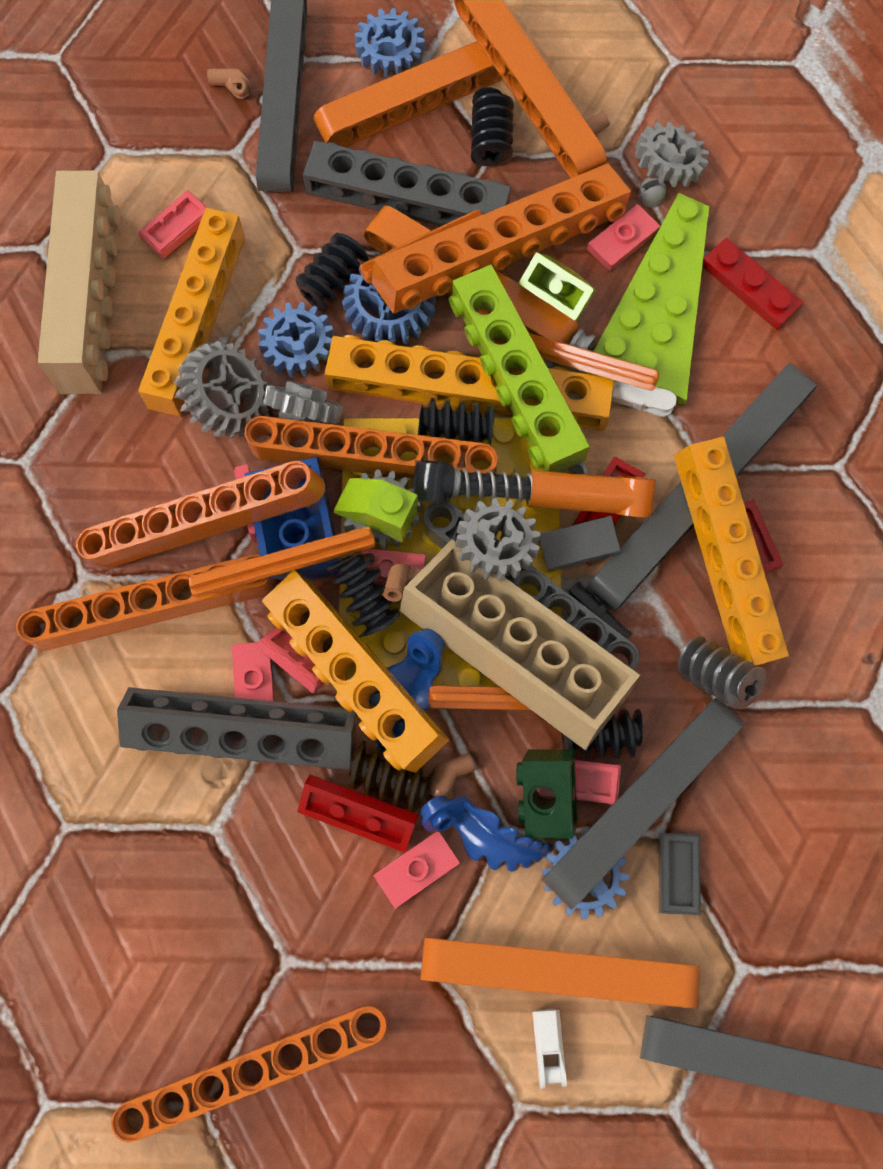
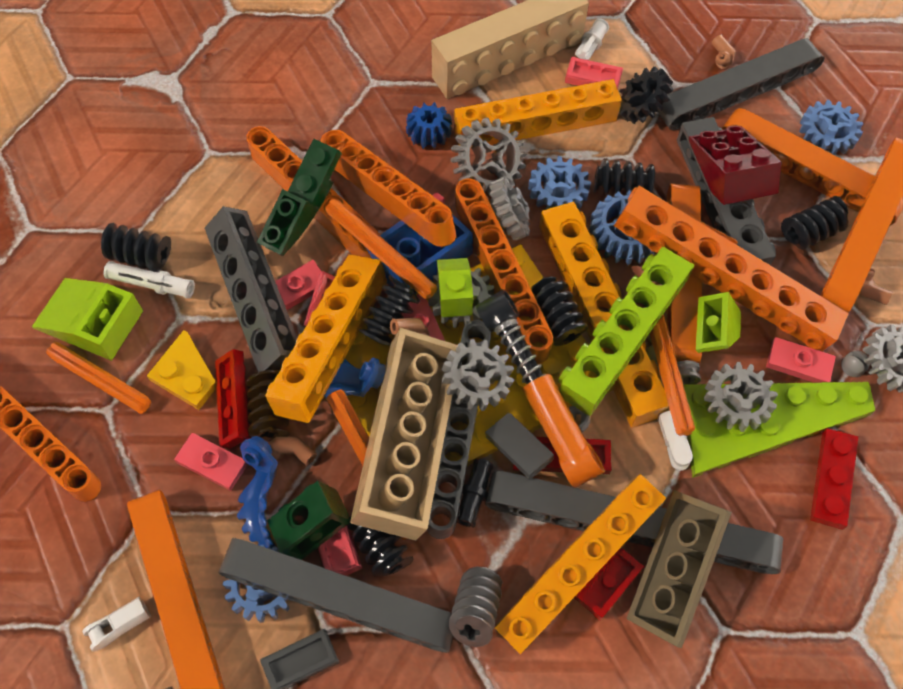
camera: 60 degrees right, 10 degrees down
(97, 840) = (134, 247): none -> black piece
(127, 198) = (592, 39): none -> white axle
(127, 420) = (429, 125): none -> blue gear
(155, 935) = (90, 316): none -> lime slope
(160, 617) = (302, 201): none -> dark green slope
(160, 829) = (169, 284): none -> white pin
(235, 173) = (645, 94): none -> black gear
(241, 955) = (99, 377): none -> orange axle
(291, 852) = (184, 372): none -> yellow wing
(390, 155) = (736, 164): none -> dark red slope
(652, 323) = (738, 398): none -> light grey gear
(780, 465) = (678, 567): none -> dark tan slope

